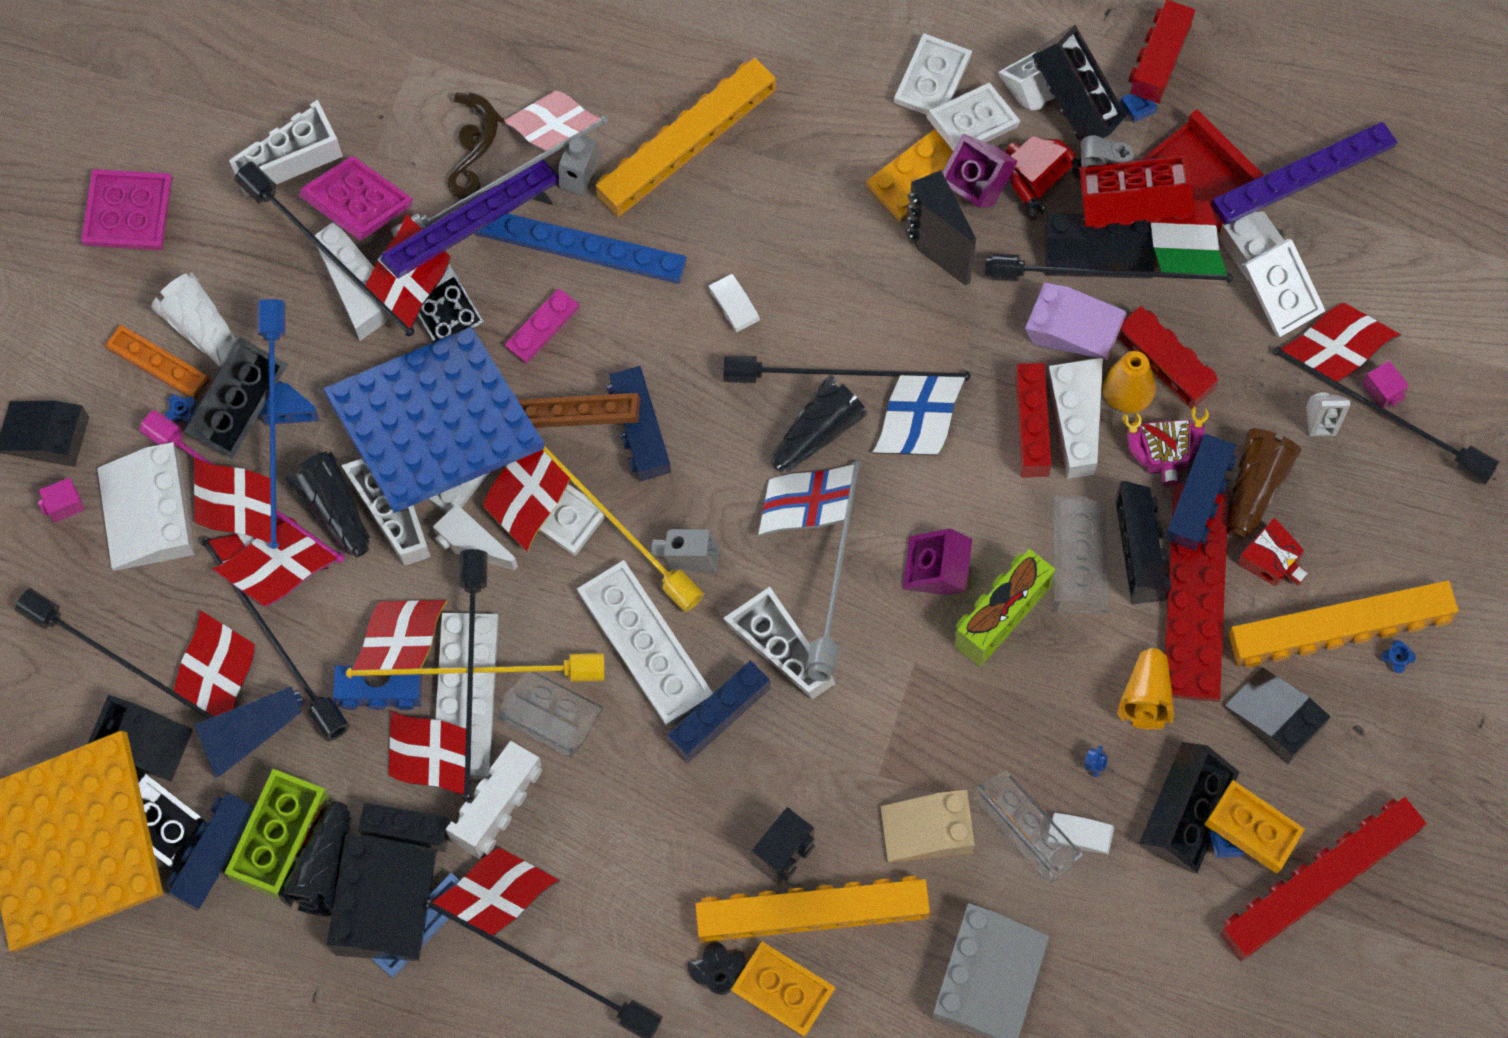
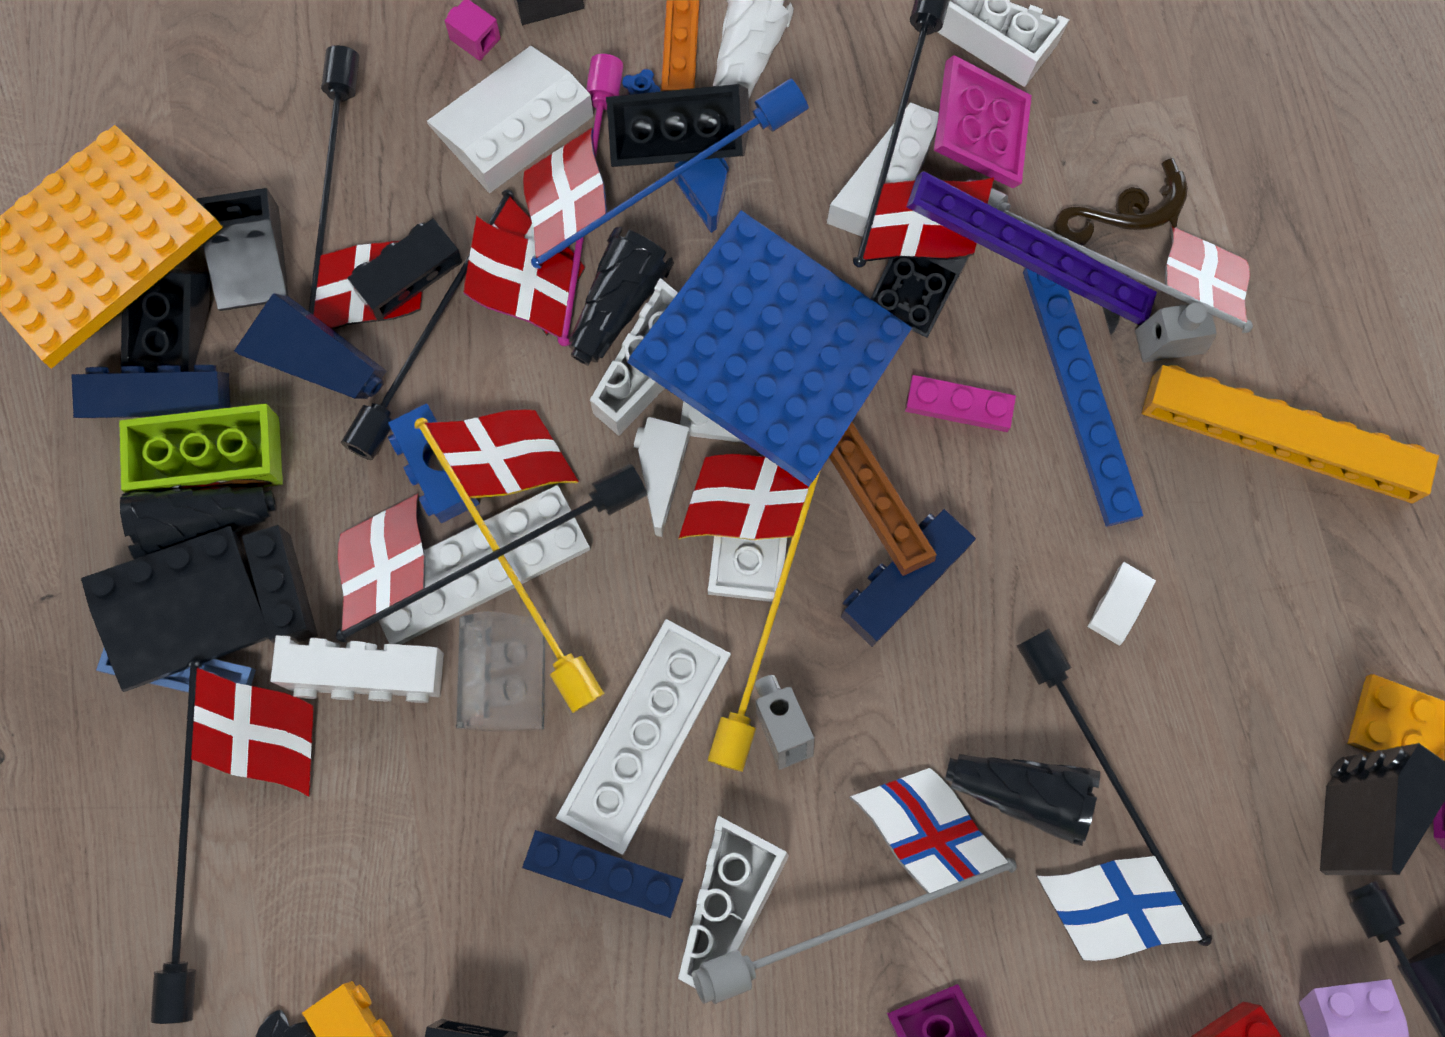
camera: 55 degrees right, 5 degrees up
(222, 635) = (405, 269): none -> black brick

